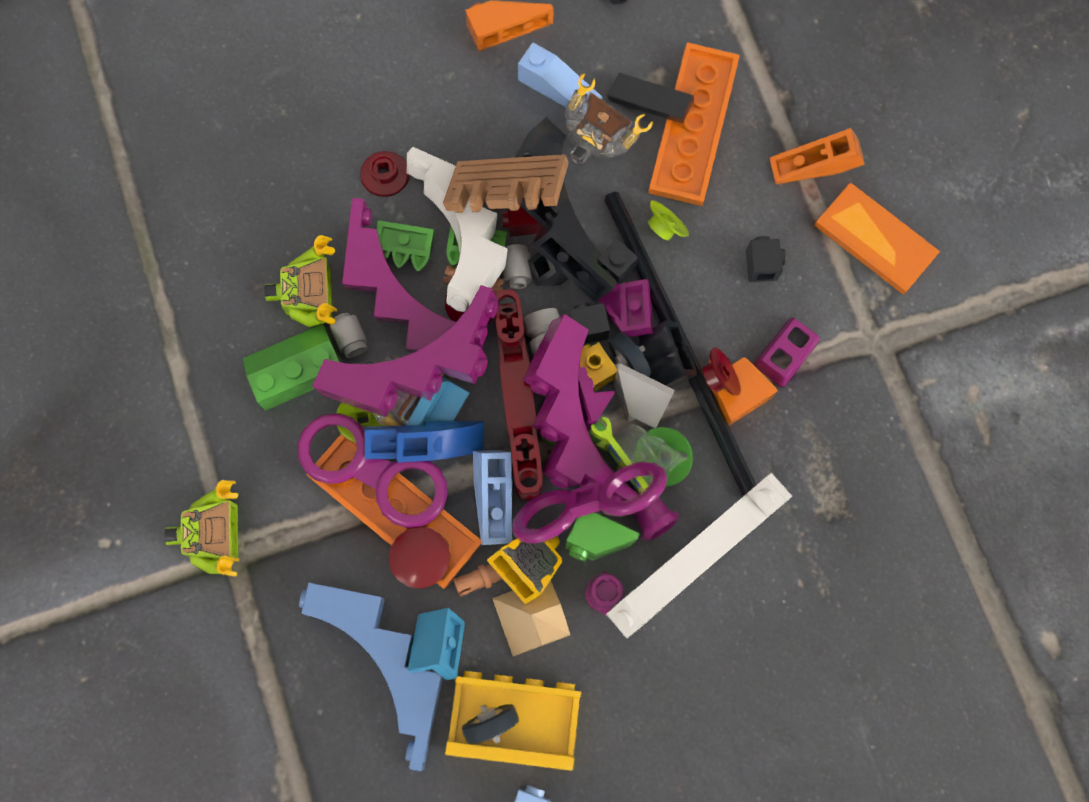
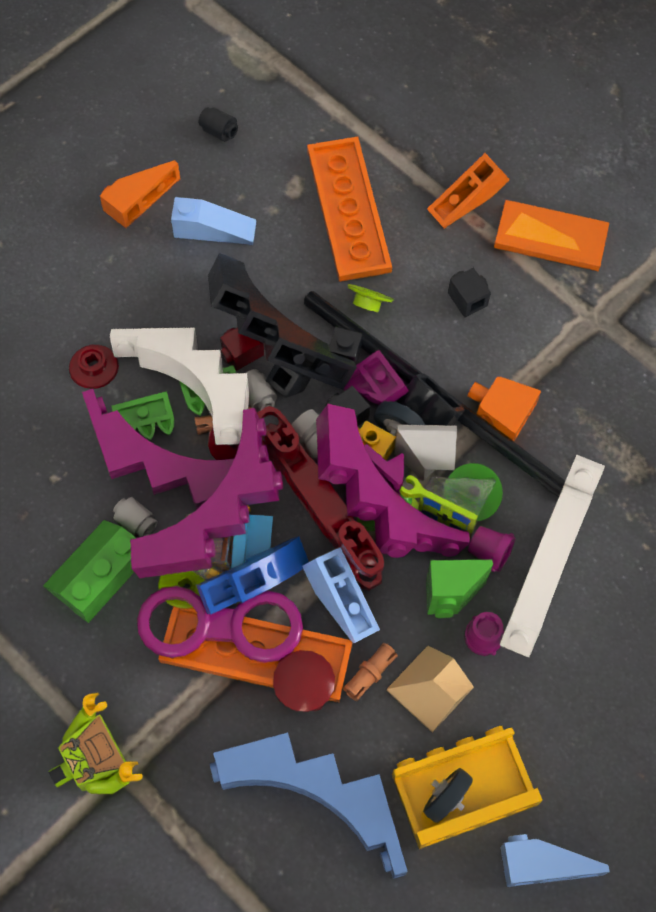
camera: 25 degrees left, 10 degrees down
(306, 286) = (74, 492): torso -> none
(437, 643) = (359, 749): dark azure panel -> none
(506, 183) = (217, 317): medium nougat hinge -> none
(527, 566) = (405, 639): torso -> none
(590, 500) = (433, 551): magenta bar -> none
(598, 127) = (268, 244): torso -> none
(650, 97) = (300, 201): black tile -> none
(721, 374) = (486, 397): dark red piece -> none
(781, 342) = (539, 356): magenta piece -> none

